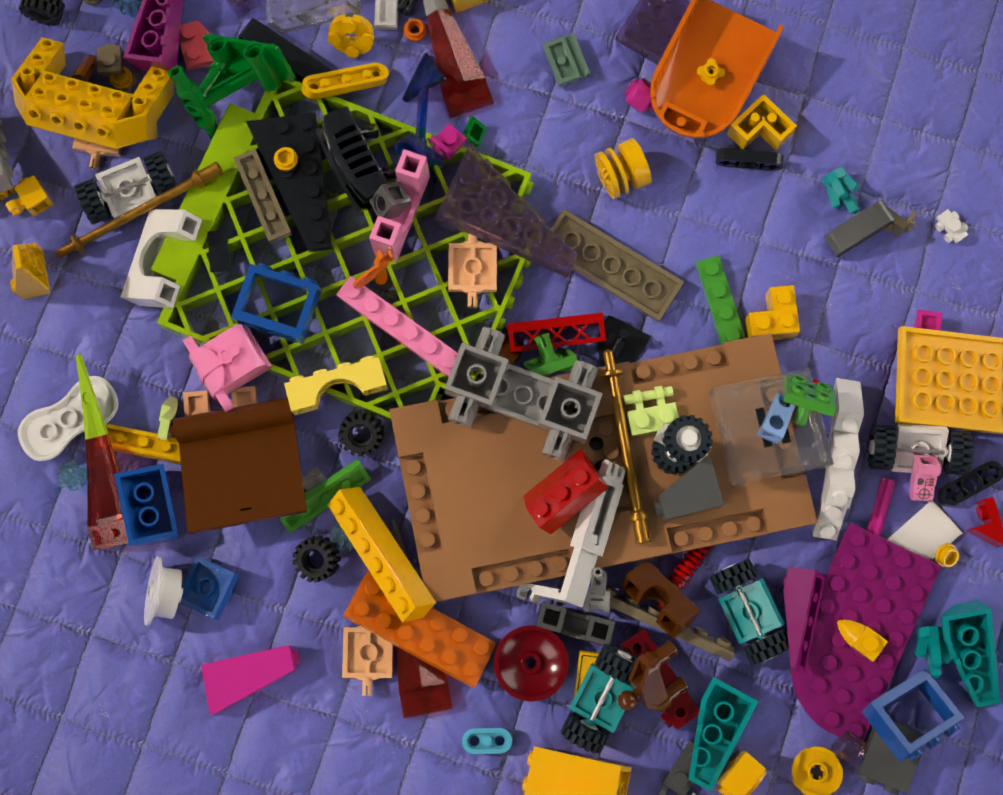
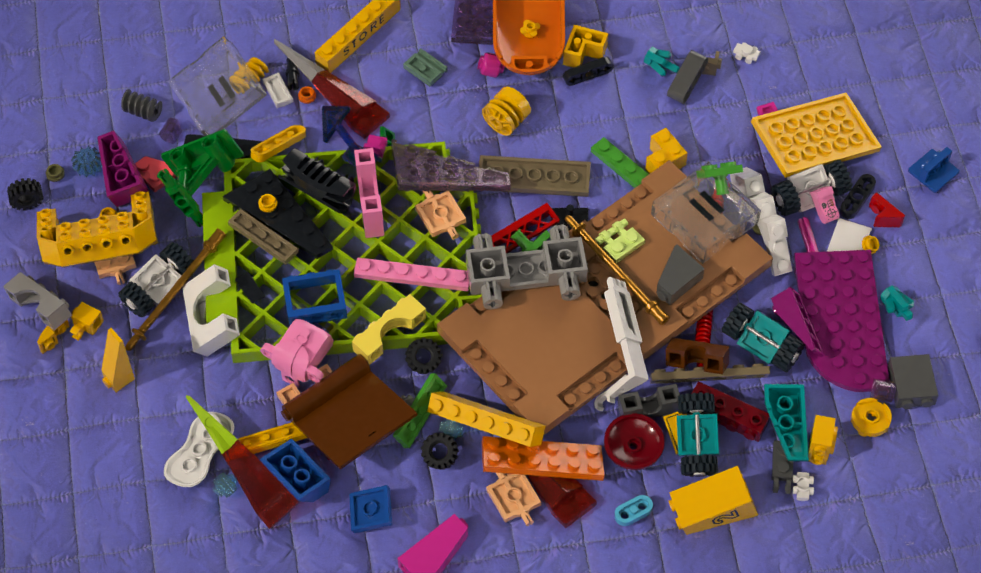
camera: 30 degrees left, 20 degrees down
(85, 68) = (81, 212): reddish brown slope -> none
(110, 60) = (95, 205): dark tan bracket -> none
(163, 592) = (339, 524): white piece -> none
(167, 414) = (274, 413): yellowish green slope -> none
(350, 45) = (267, 123): yellow plate -> none
(376, 272) = (376, 243): orange piece -> none
(390, 200) = (359, 188): dark grey brick -> none
(564, 492) = (593, 309): red slope -> none
(598, 597) = (655, 373): light grey piece -> none
(648, 683) = (723, 401): reddish brown connector -> none
(681, 444) = (654, 239): black plate -> none
(776, 419) = (707, 198): light blue leg -> none
(862, 638) = (848, 317): yellow plate -> none
(891, 734) = (908, 360): blue window -> none
(972, 646) = (923, 288): teal wedge -> none

